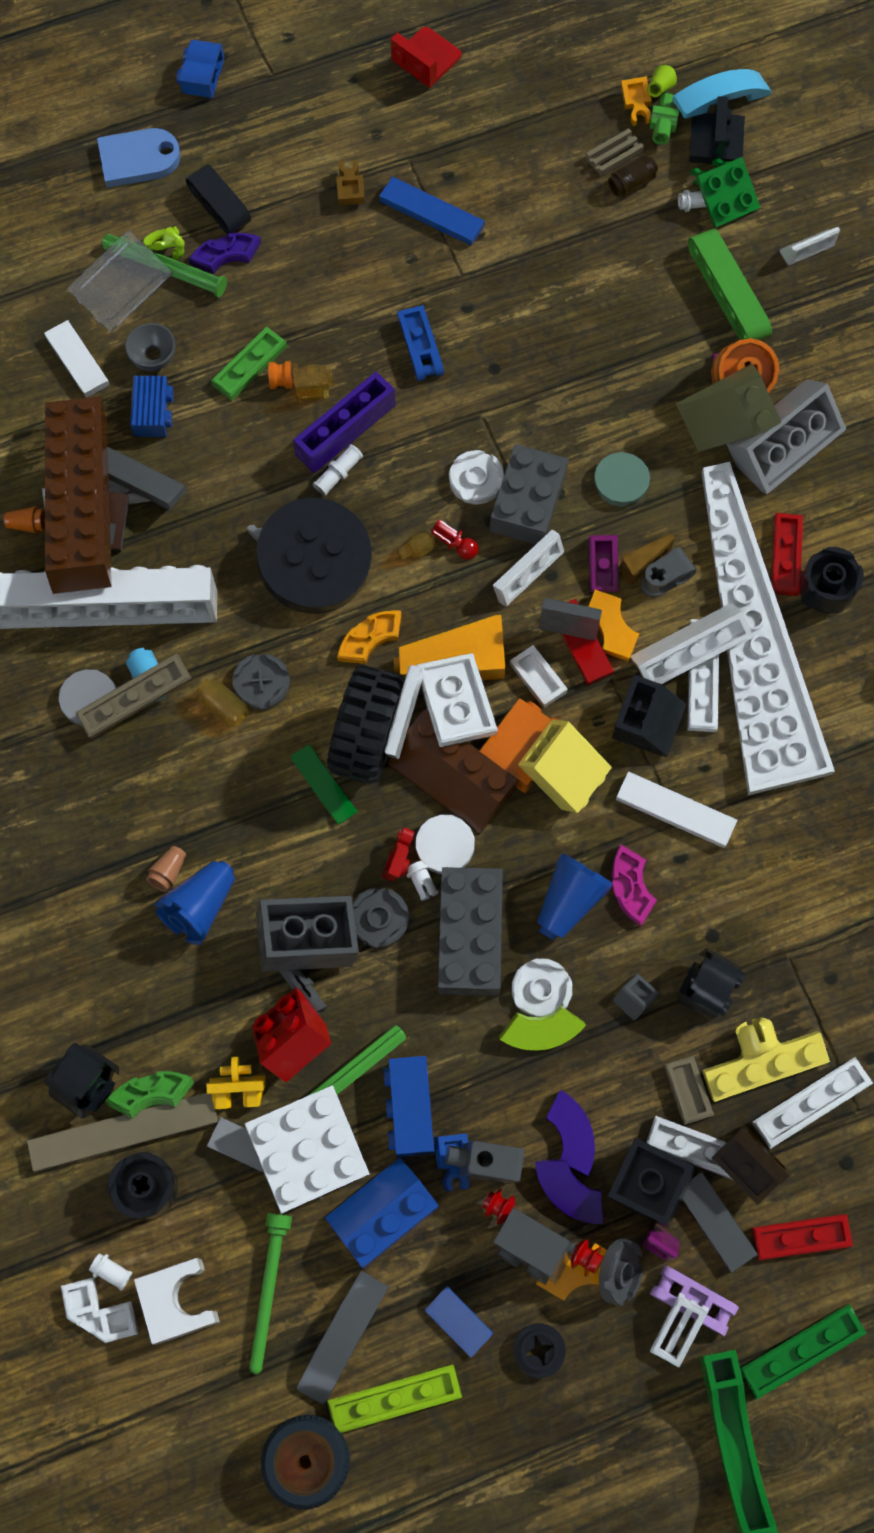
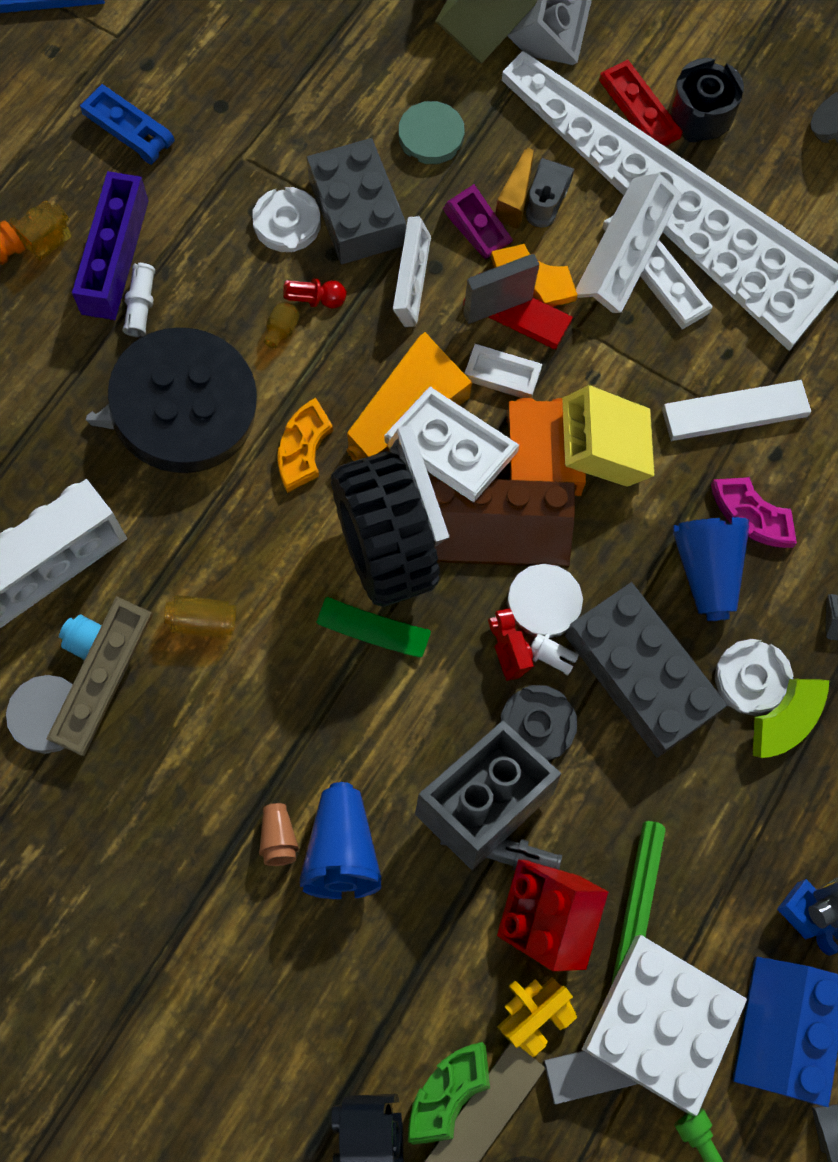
camera: 40 degrees left, 0 degrees up
(261, 681) = (224, 567): dark grey tile -> none
(409, 1106) = (730, 896): blue brick -> none
(649, 716) = (640, 337): black slope -> none

